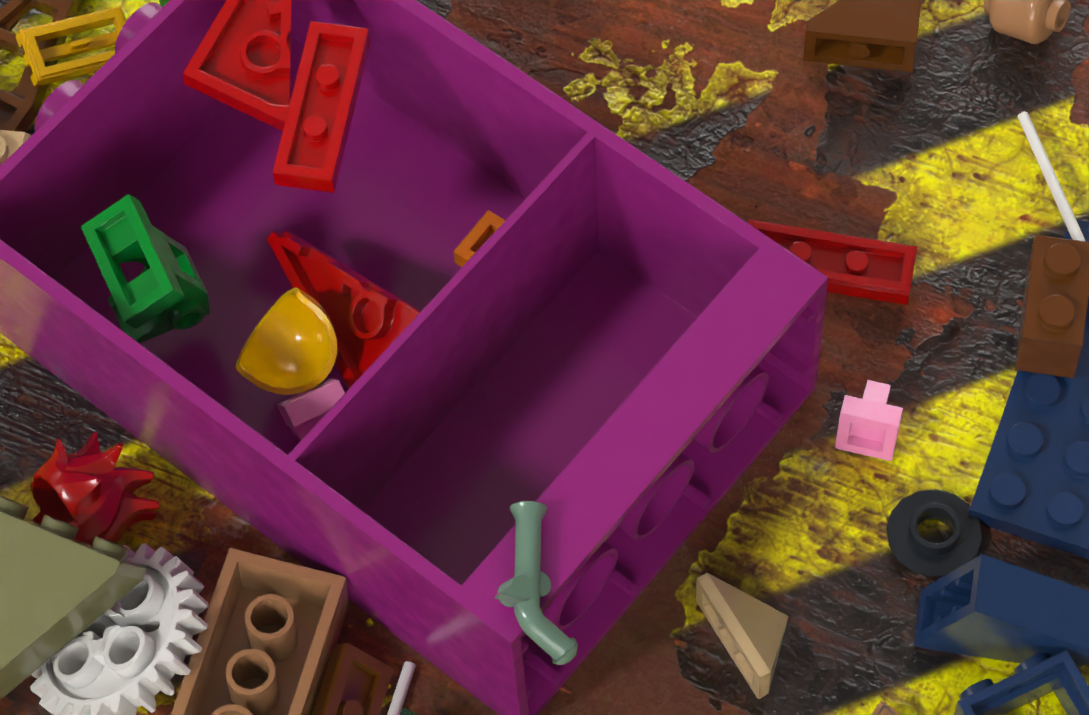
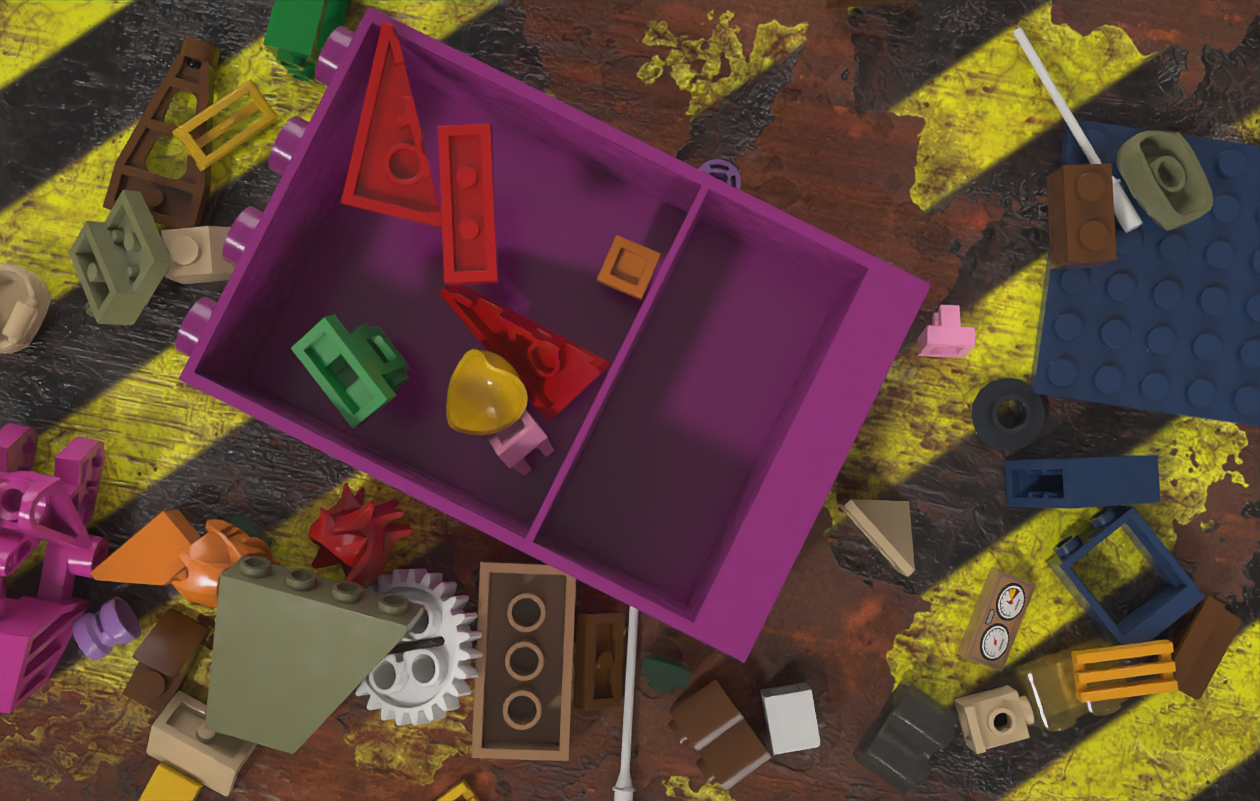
camera: 15 degrees left, 25 degrees up
(531, 584) = (751, 614): sand green piece -> none
(851, 263) = (883, 195): red tile -> none

